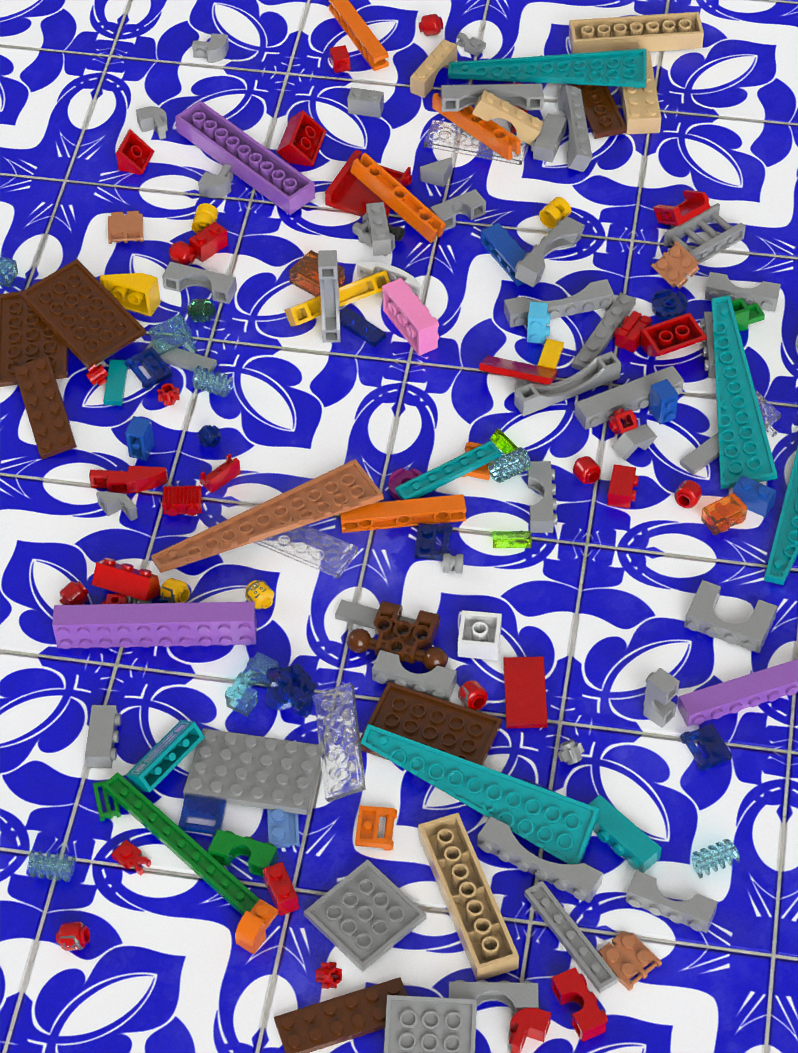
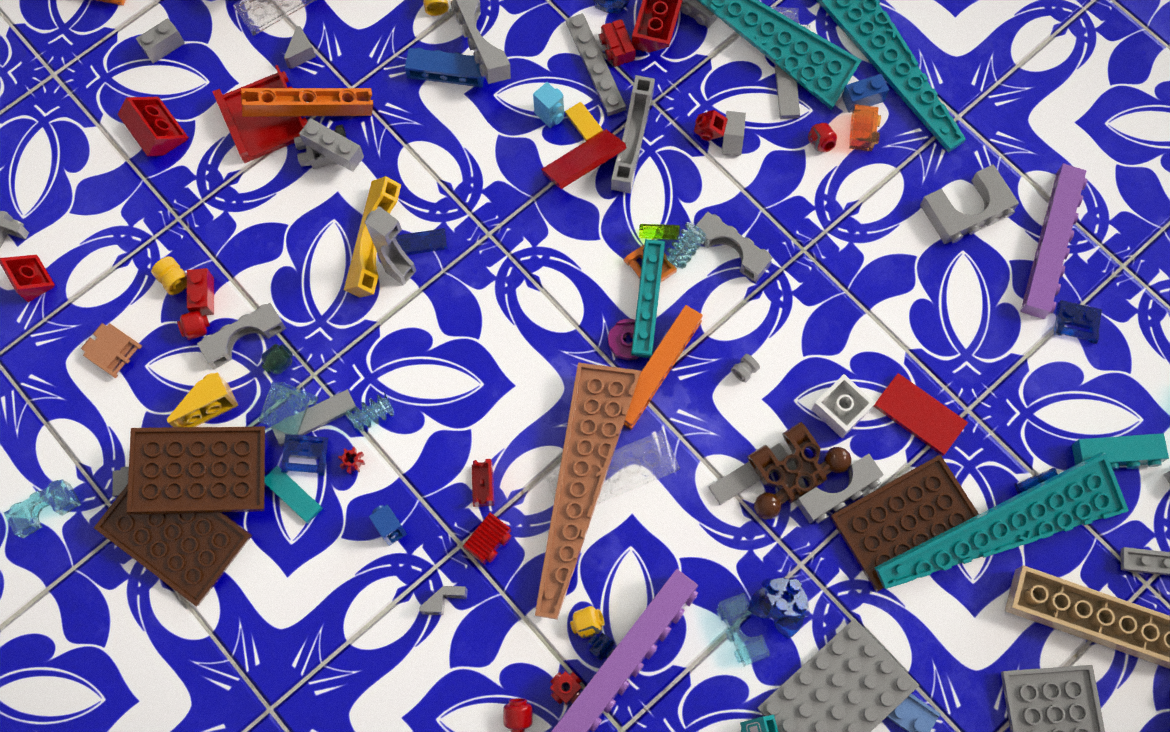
camera: 50 degrees left, 20 degrees up
(45, 407) = (270, 582): reddish brown plate -> none
(97, 375) = (273, 506): red gear -> none
(126, 579) = (550, 662): red slope -> none
(131, 481) = (427, 560): red slope -> none
(209, 436) = (433, 461): clear blue gear -> none
(216, 185) = (136, 235): light grey brick -> none
(246, 156) = (126, 186): medium lavender brick -> none
(260, 593) = (651, 551): yellow head -> none
(306, 276) = (327, 232): clear orange brick -> none
(339, 742) = (866, 603): clear plate -> none
(340, 59) = (84, 20): red brick -> none
(367, 268) = (393, 169): white slope -> none
(368, 827) = (966, 643): orange plate -> none
(410, 316) = (450, 195): bright pink brick -> none
(427, 539) = (700, 369): clear blue plate -> none
(469, 204) = (360, 52): light grey arch -> none
(472, 695) = (897, 458): red head -> none
(511, 539) = (753, 302): clear neon green slope -> none
(570, 752) = (1013, 427): light grey gear -> none
(576, 879) = (1140, 517): light grey arch -> none
(586, 470) = (734, 191): red head -> none
(593, 297) = (520, 103): light grey arch -> none
(622, 485) = (773, 178): red brick -> none
(629, 396) = (684, 101): light grey brick -> none
(658, 694) = (1025, 318): light grey arch -> none
(663, 401) = (719, 80): blue brick -> none

